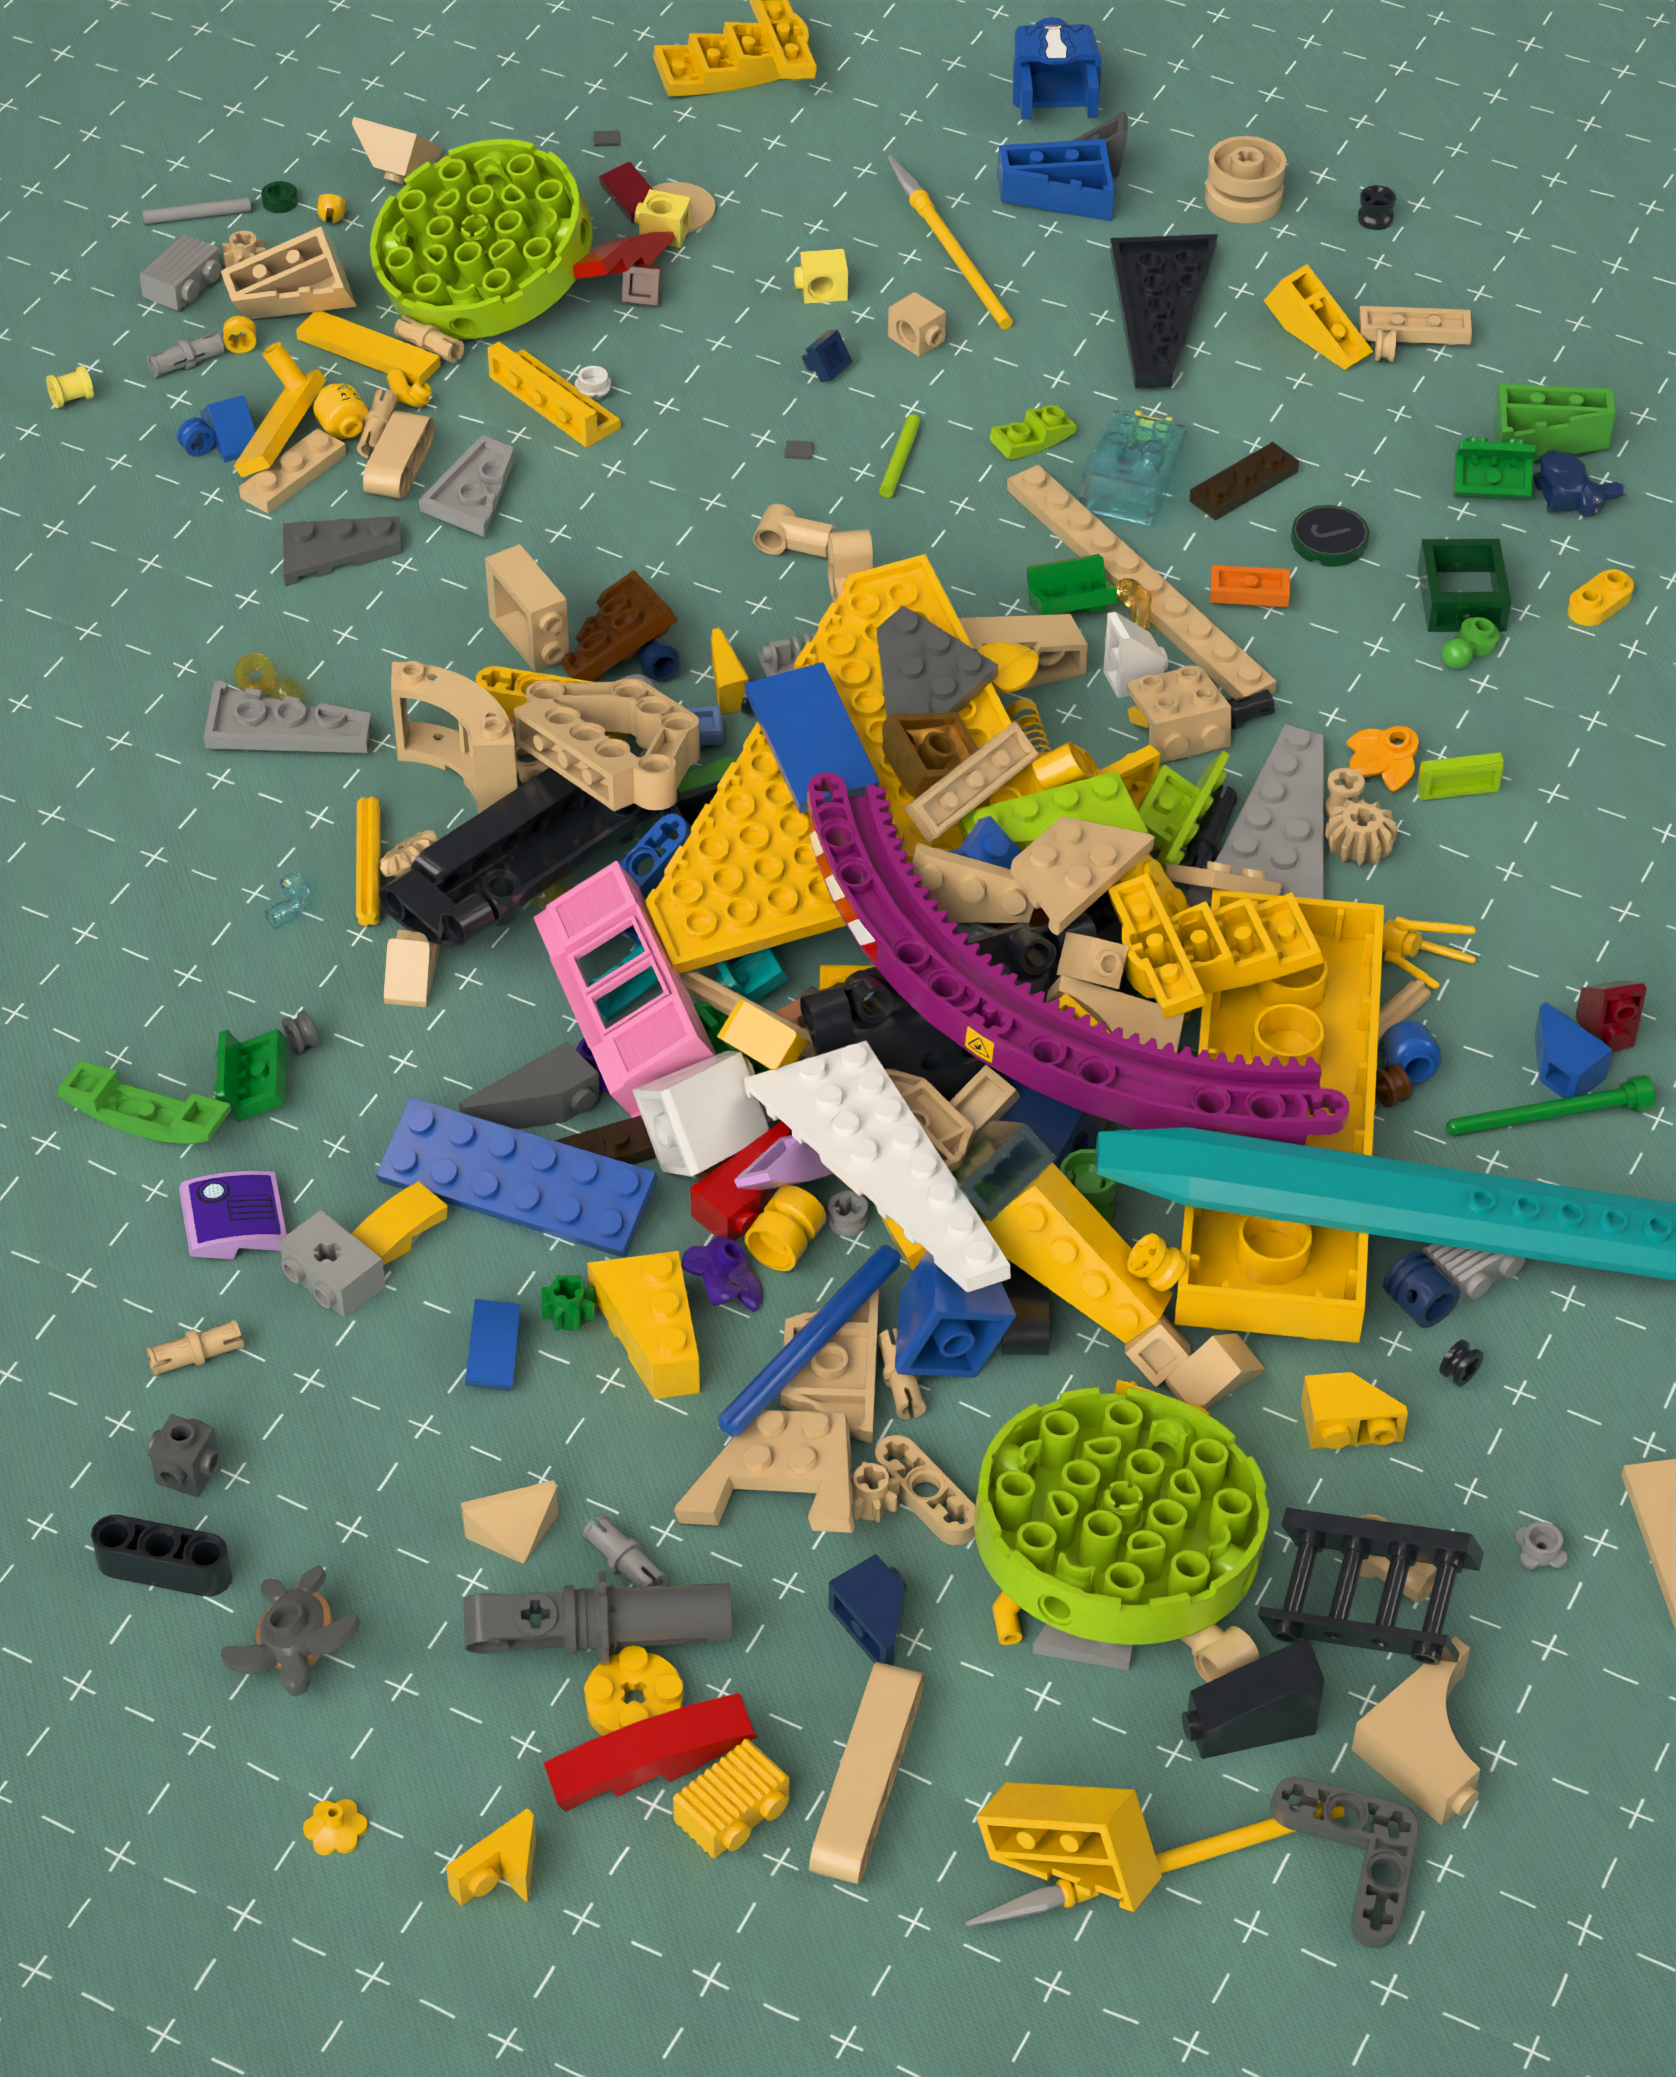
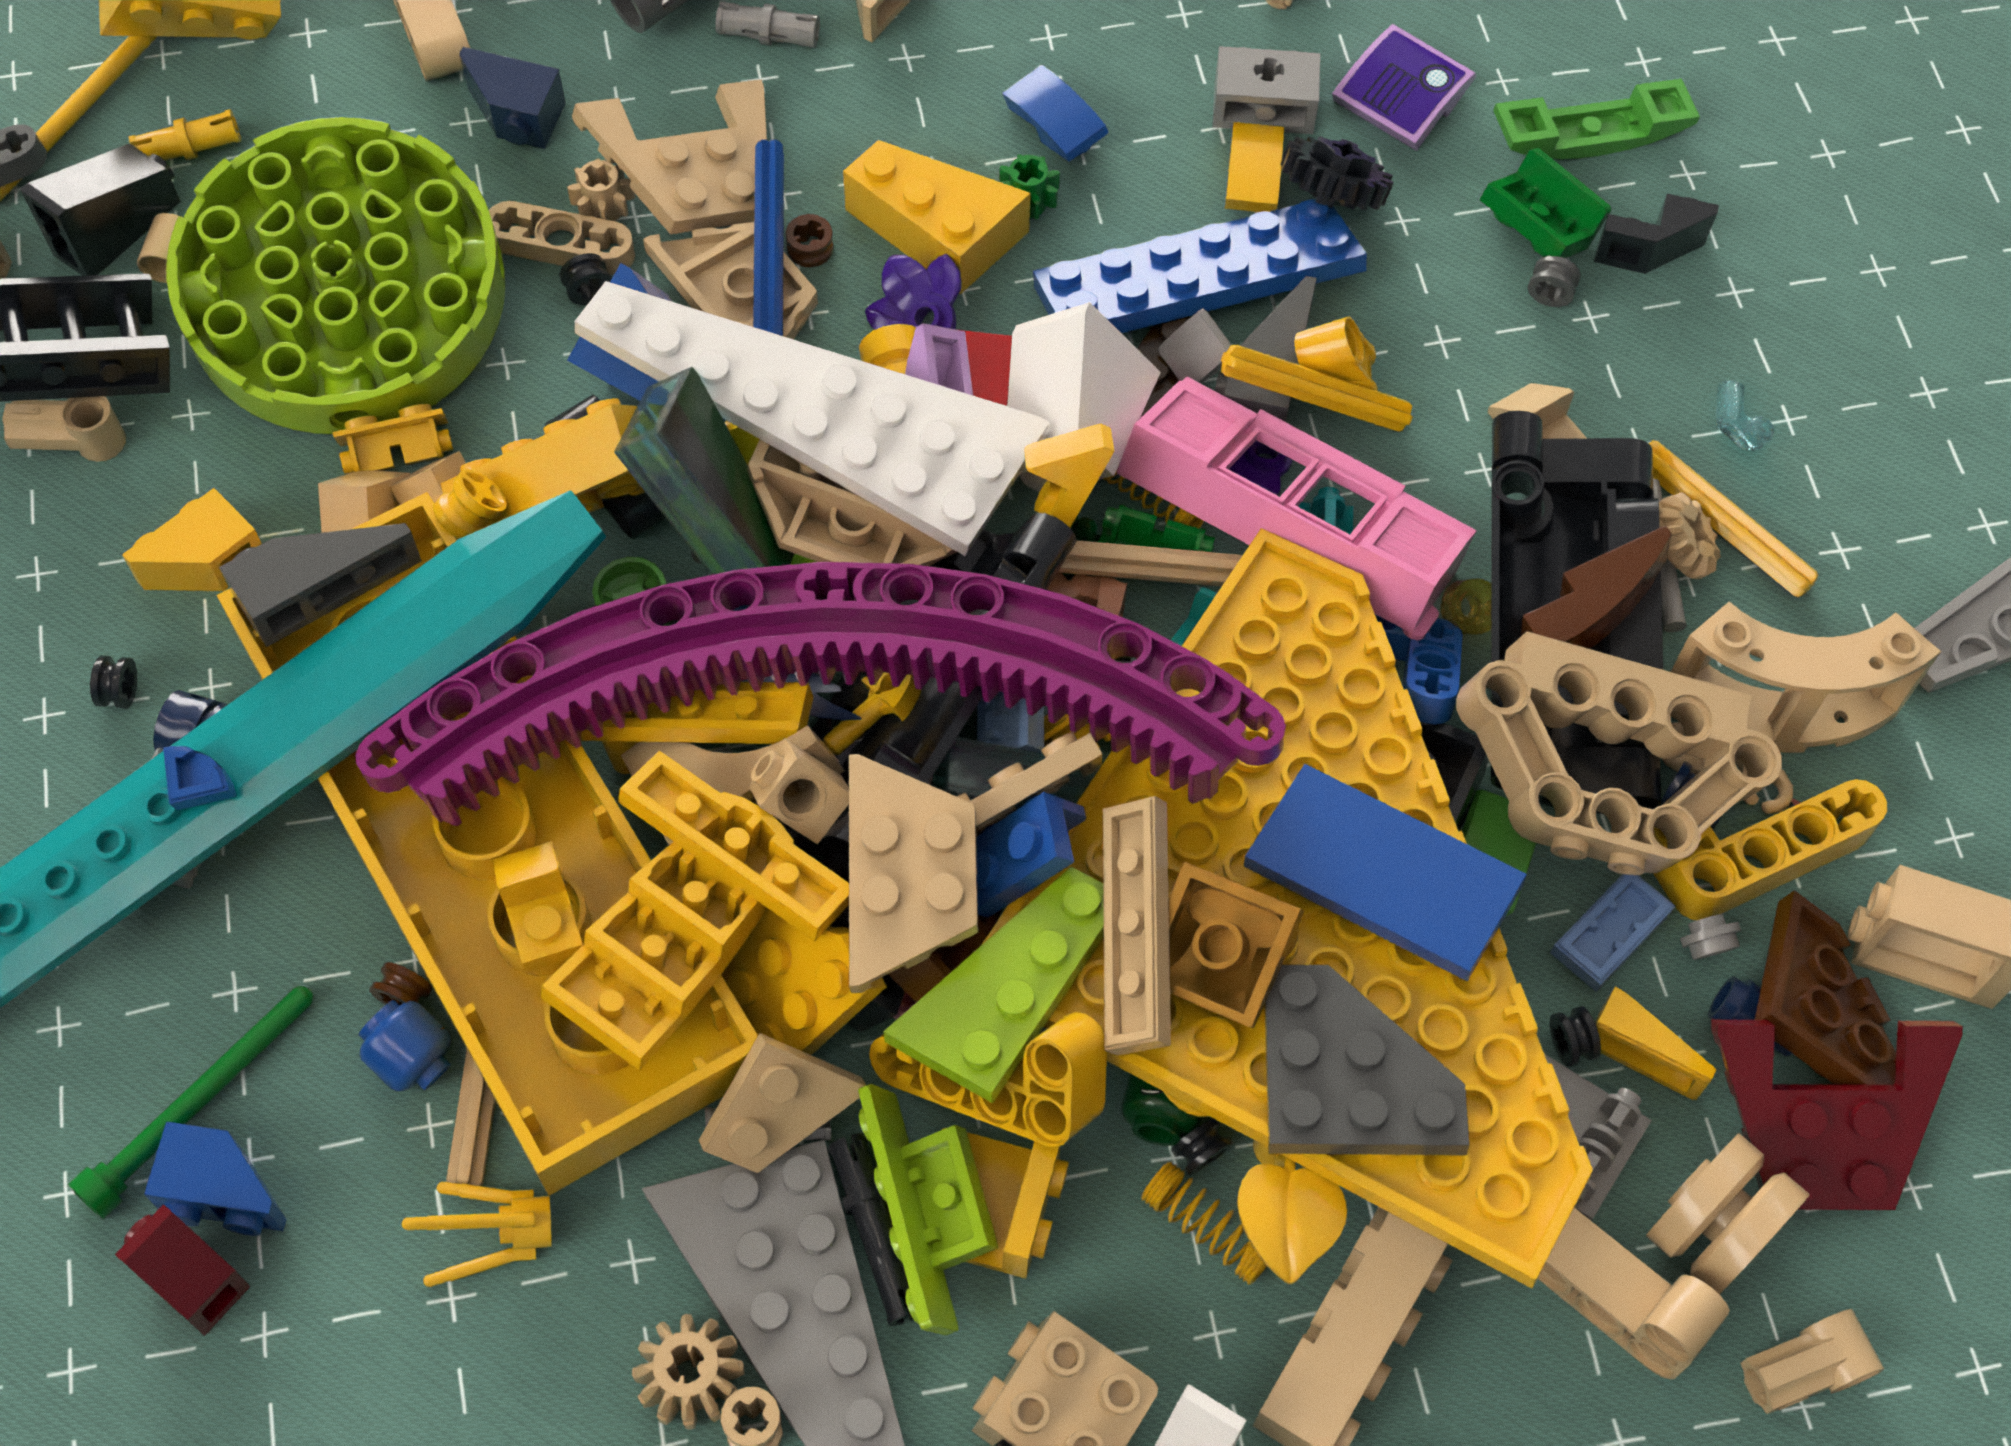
camera: 140 degrees right, 15 degrees up
(195, 1010) = (1646, 246): none -> black slope
(361, 1166) = (1336, 173): none -> black gear
(498, 1054) = (1337, 351): none -> yellow piece
(522, 820) = (1601, 592): none -> reddish brown slope
(539, 1037) = (1316, 388): none -> yellow axle
(583, 1113) = (1195, 348): none -> light grey slope
(697, 593) = (1838, 1140): none -> dark red wing
(746, 1361) = (818, 250): none -> reddish brown bush
(778, 578) = (1719, 1208): none -> tan wheel
(936, 1436) = (584, 277): none -> black bush
(1151, 1747) = (189, 137): none -> yellow pin
(1287, 1014) = (537, 906): none -> yellow slope
(1300, 1257) = (310, 575): none -> dark grey slope
(1450, 1186) = (194, 778): none -> blue tile

